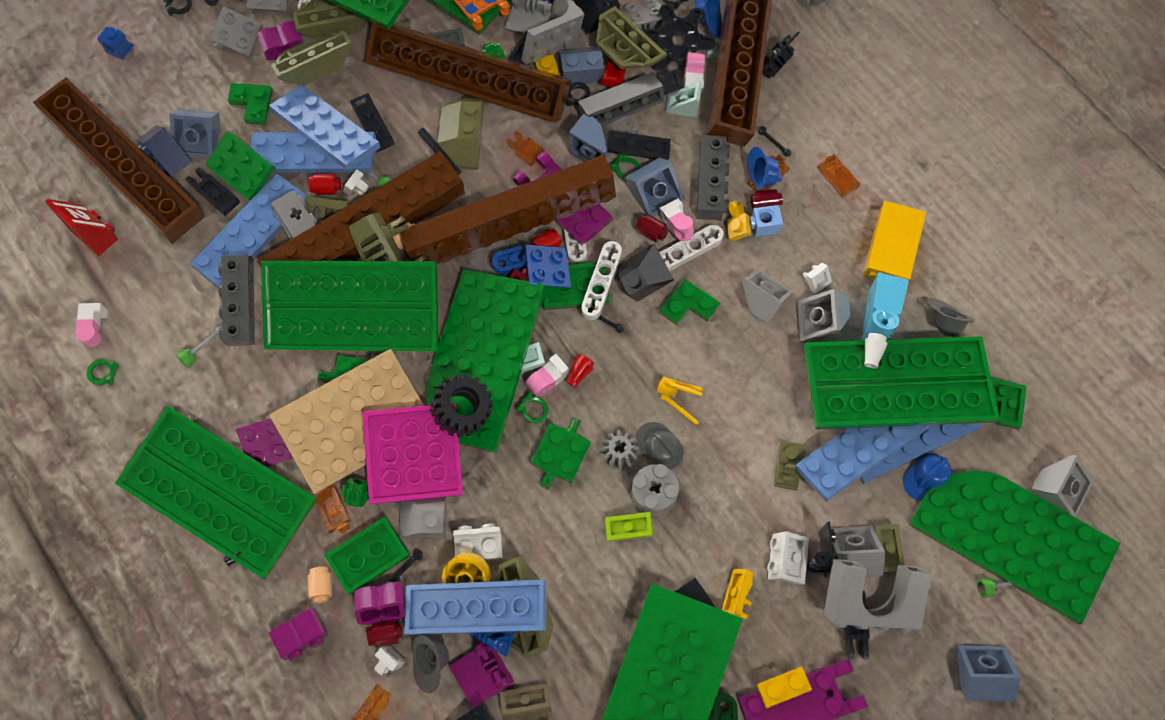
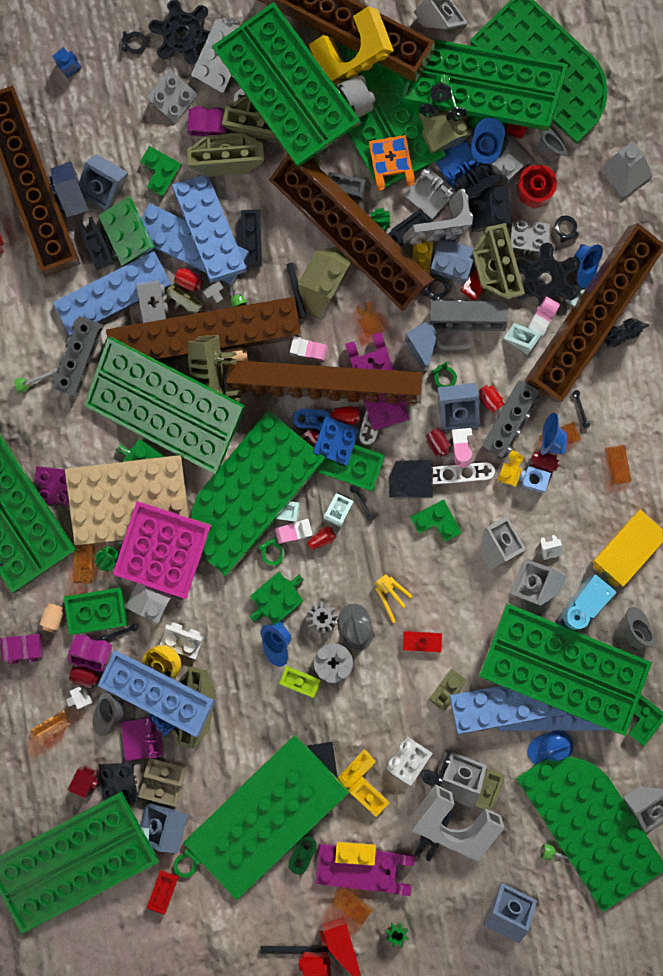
camera: 25 degrees right, 15 degrees up
(237, 194) = (114, 255): none -> black hinge
(472, 195) = (308, 350): none -> leg
(472, 391) = (229, 537): black tyre -> none
(582, 499) = (275, 643): none -> blue piece
(583, 338) = (338, 510): none -> light aqua slope
(602, 280) = (372, 470): white beam -> none
(638, 145) = (463, 364): black plate -> none
(670, 81) = (518, 315): black tile -> none
(684, 166) = (491, 398): none -> red brick
(737, 428) = (422, 641): none -> red plate
(766, 616) = (369, 796): none -> yellow plate
(874, 349) = (556, 636): white cone -> none

